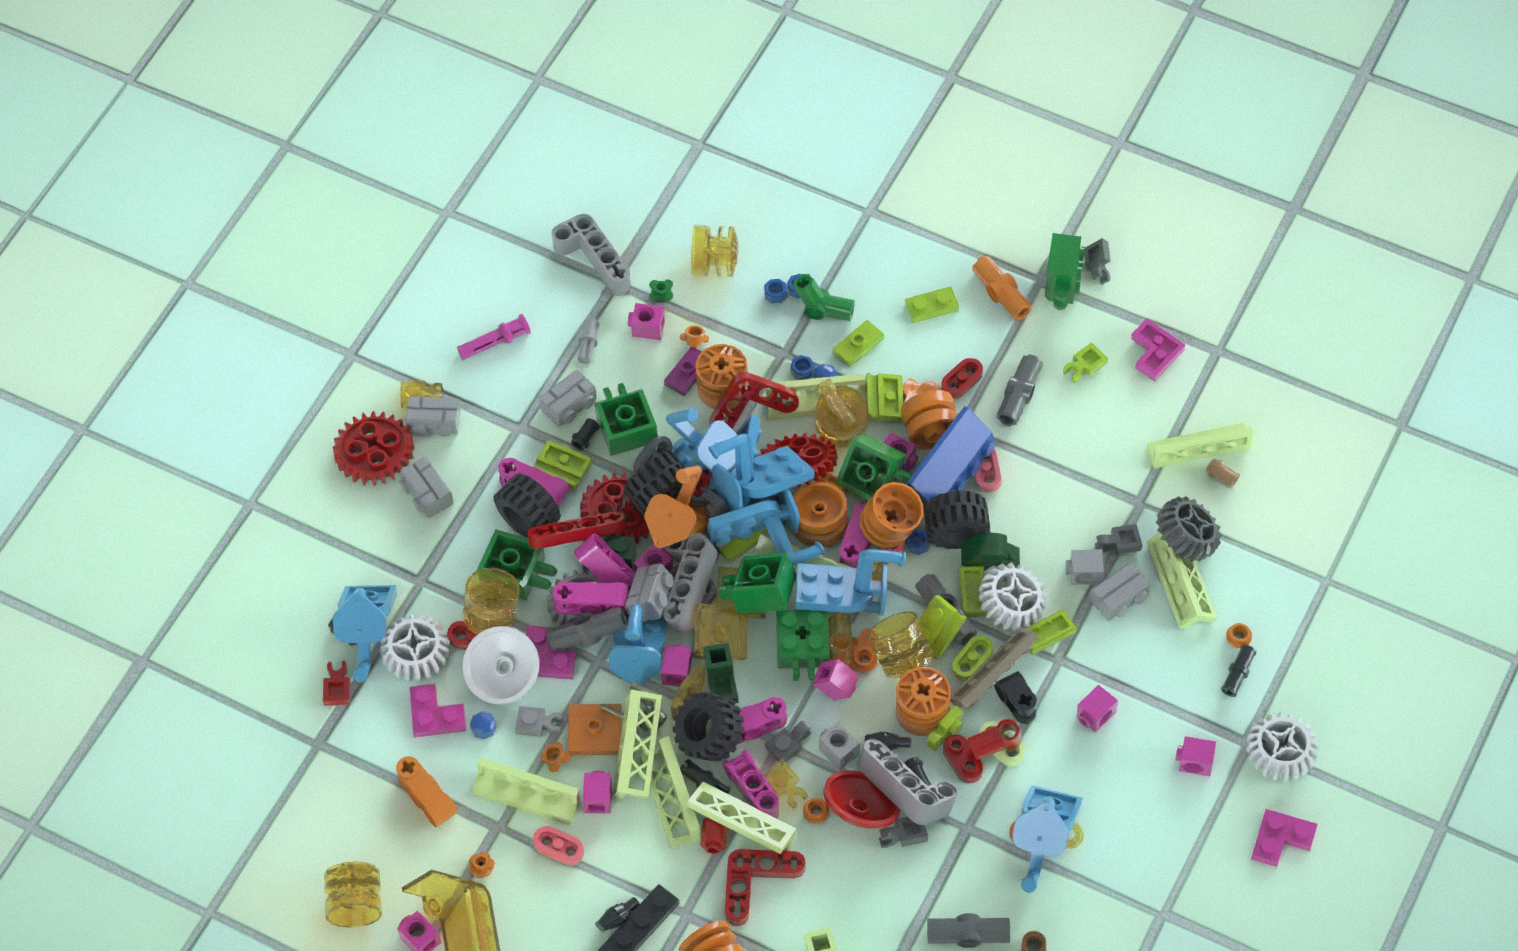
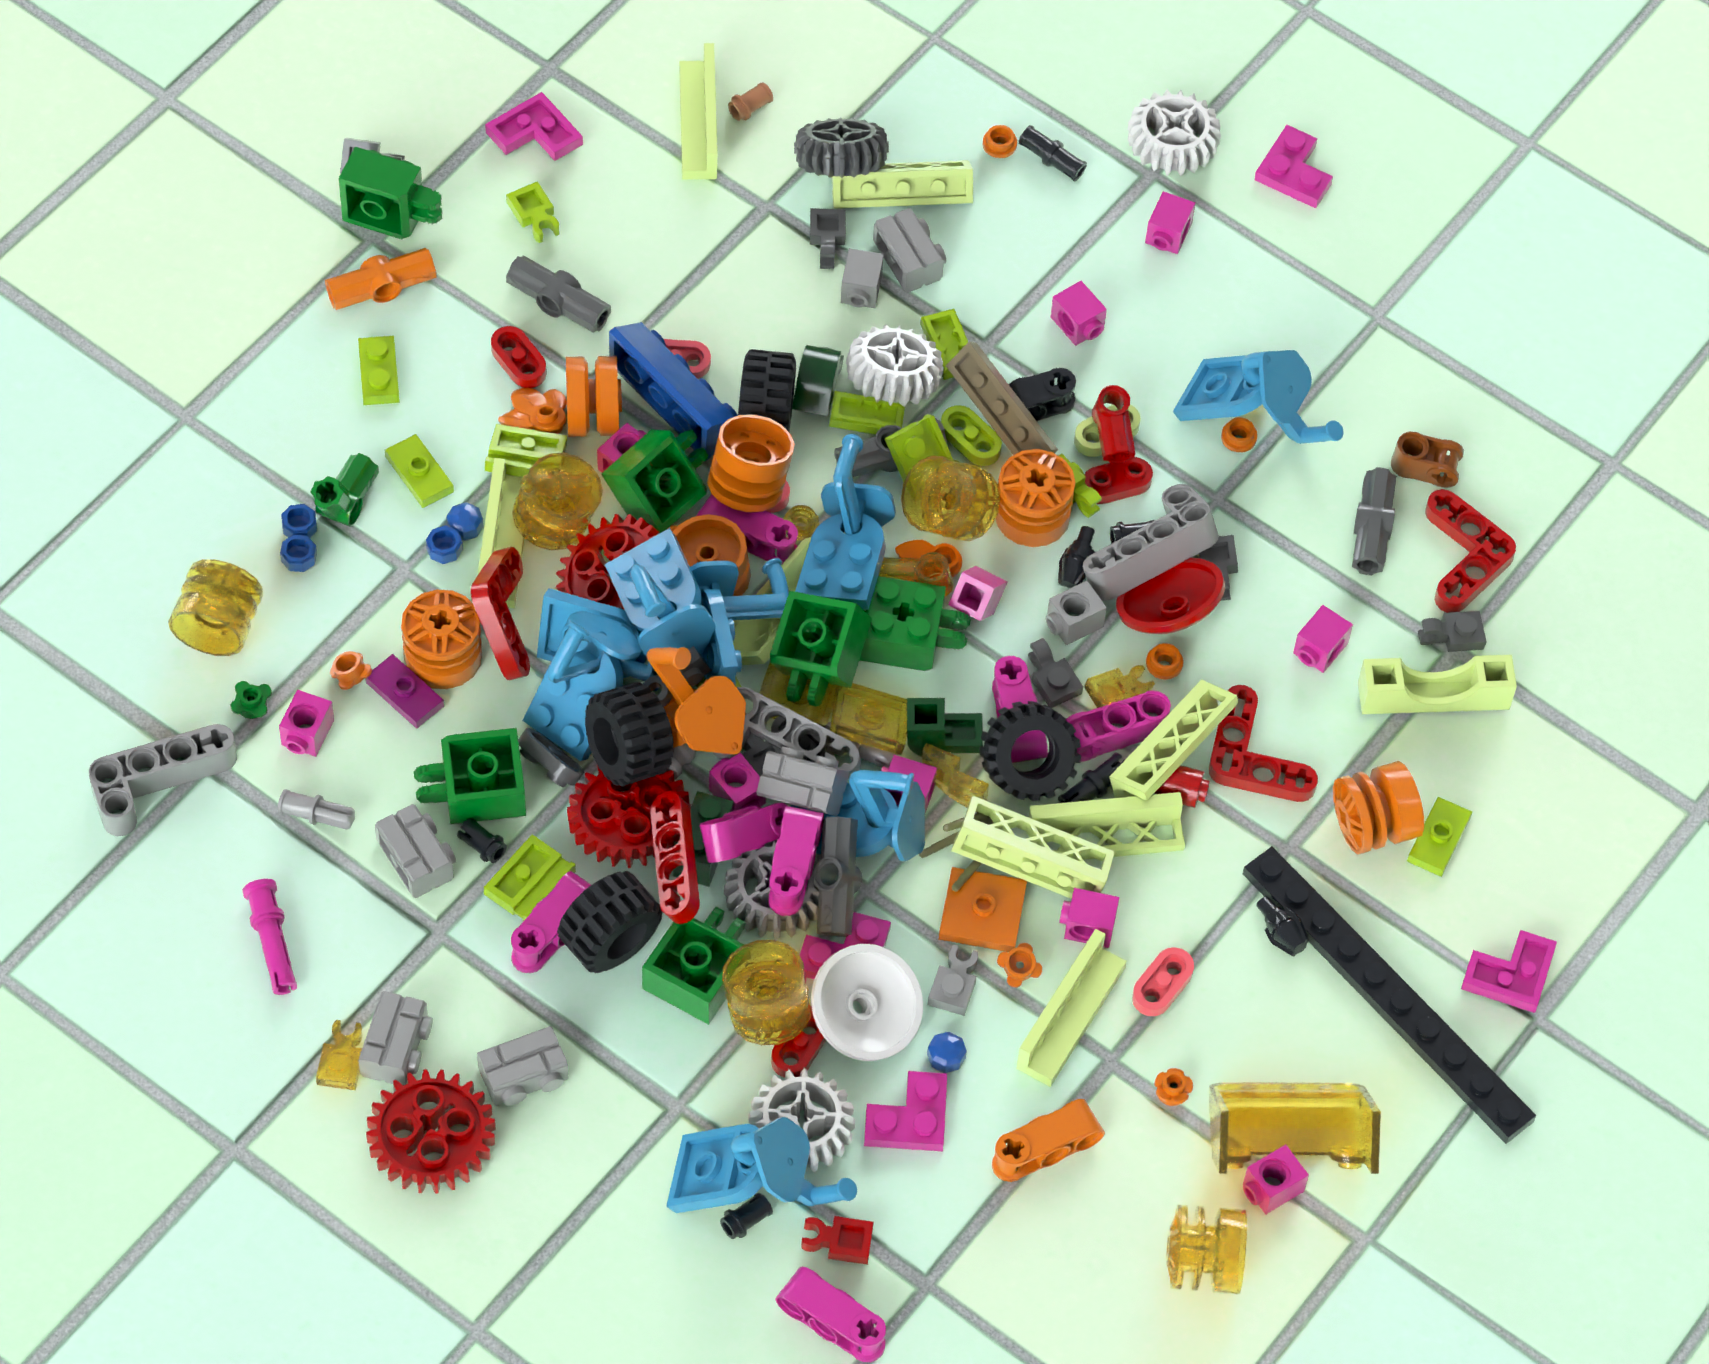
camera: 85 degrees left, 0 degrees up
(282, 690) = (833, 1315): none -> dark pink piece
(855, 908) = (1322, 639): none -> dark pink brick

